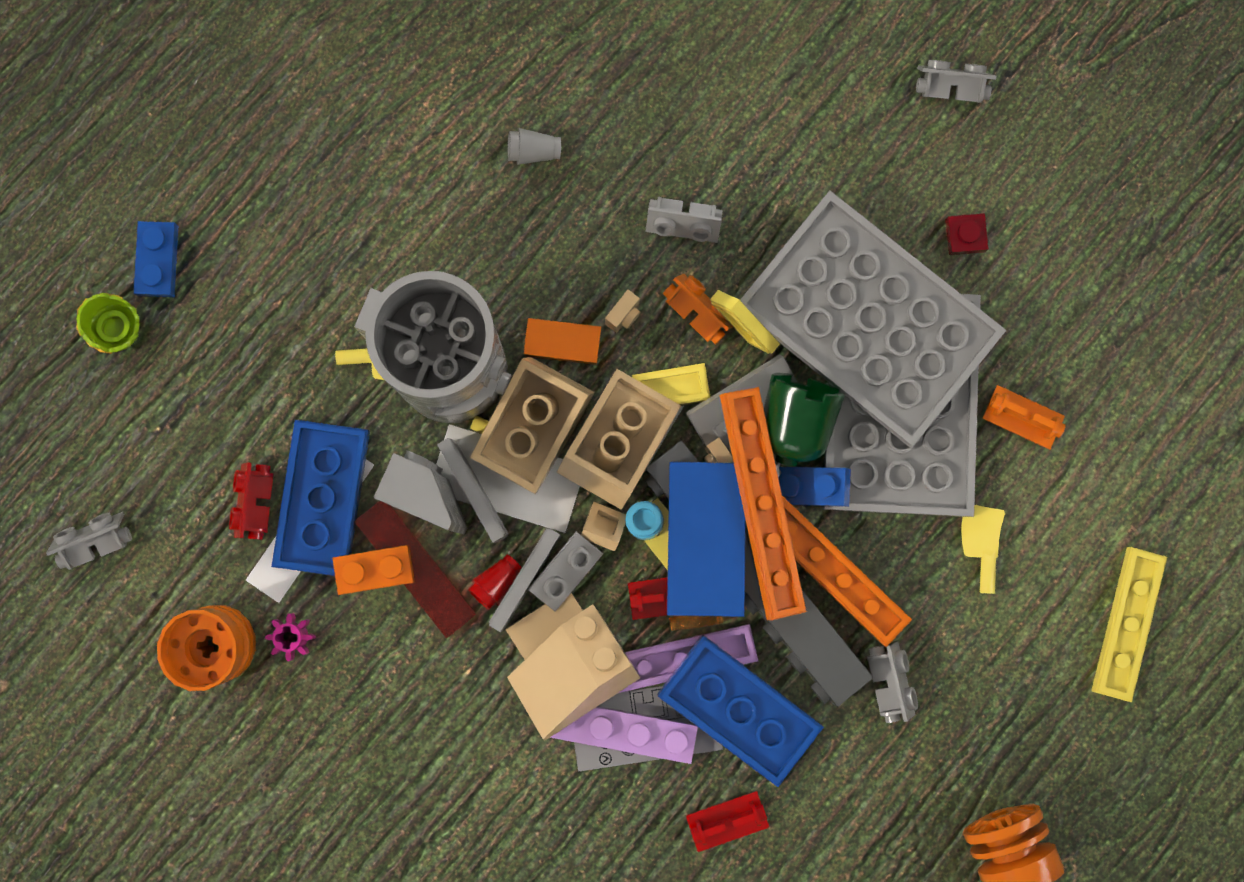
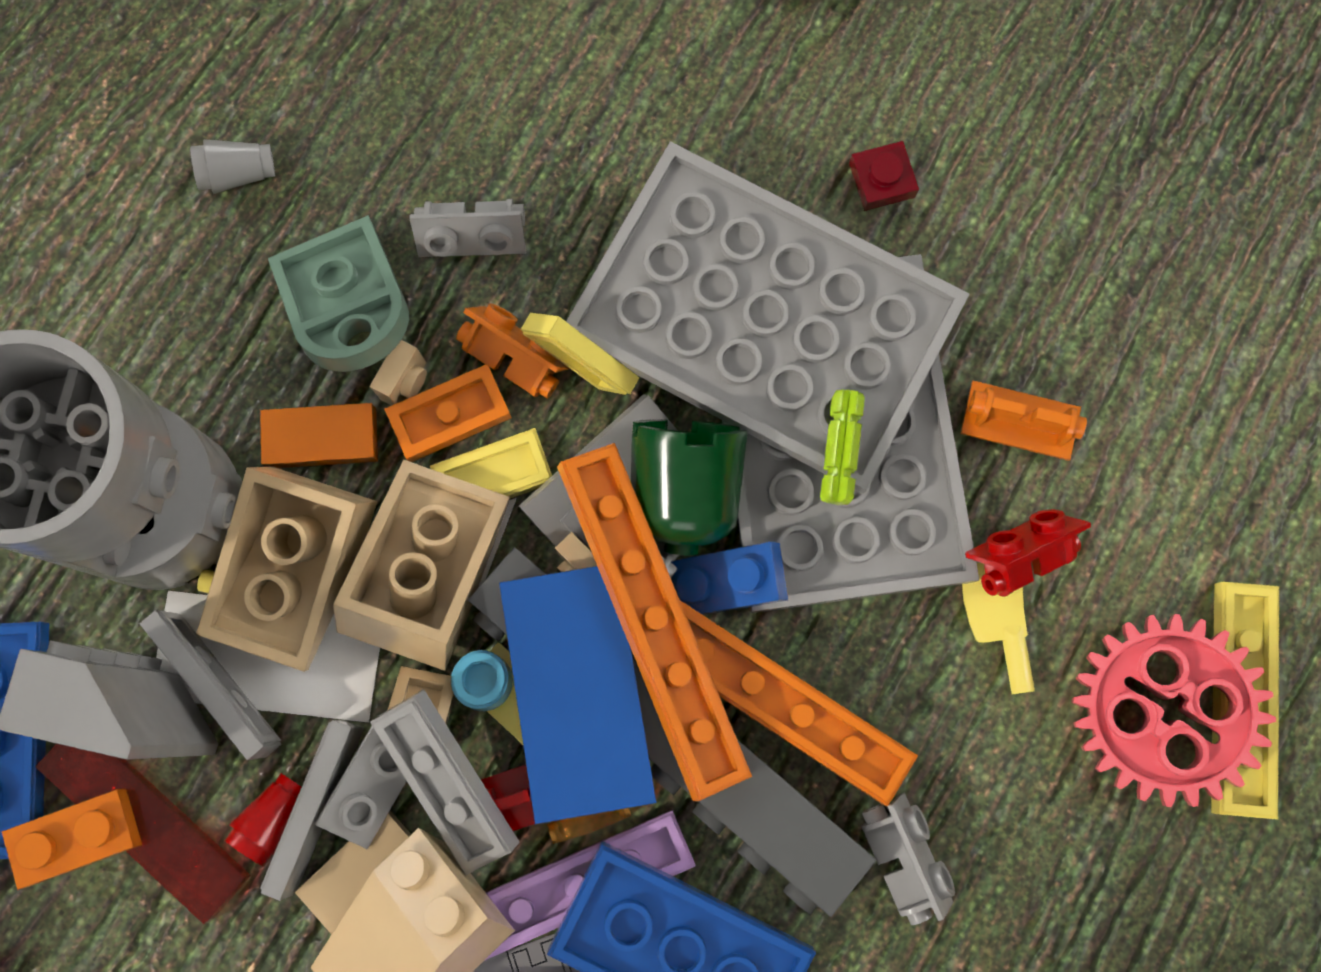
camera: 10 degrees left, 5 degrees down
(594, 248) = (338, 290): none -> sand green tile
(614, 579) = (445, 782): none -> light grey tile
(650, 343) = (447, 413): none -> orange plate
(903, 416) = (842, 447): none -> lime axle
(1022, 499) = (1045, 539): none -> red hinge
(1103, 597) = (1199, 665): none -> coral gear

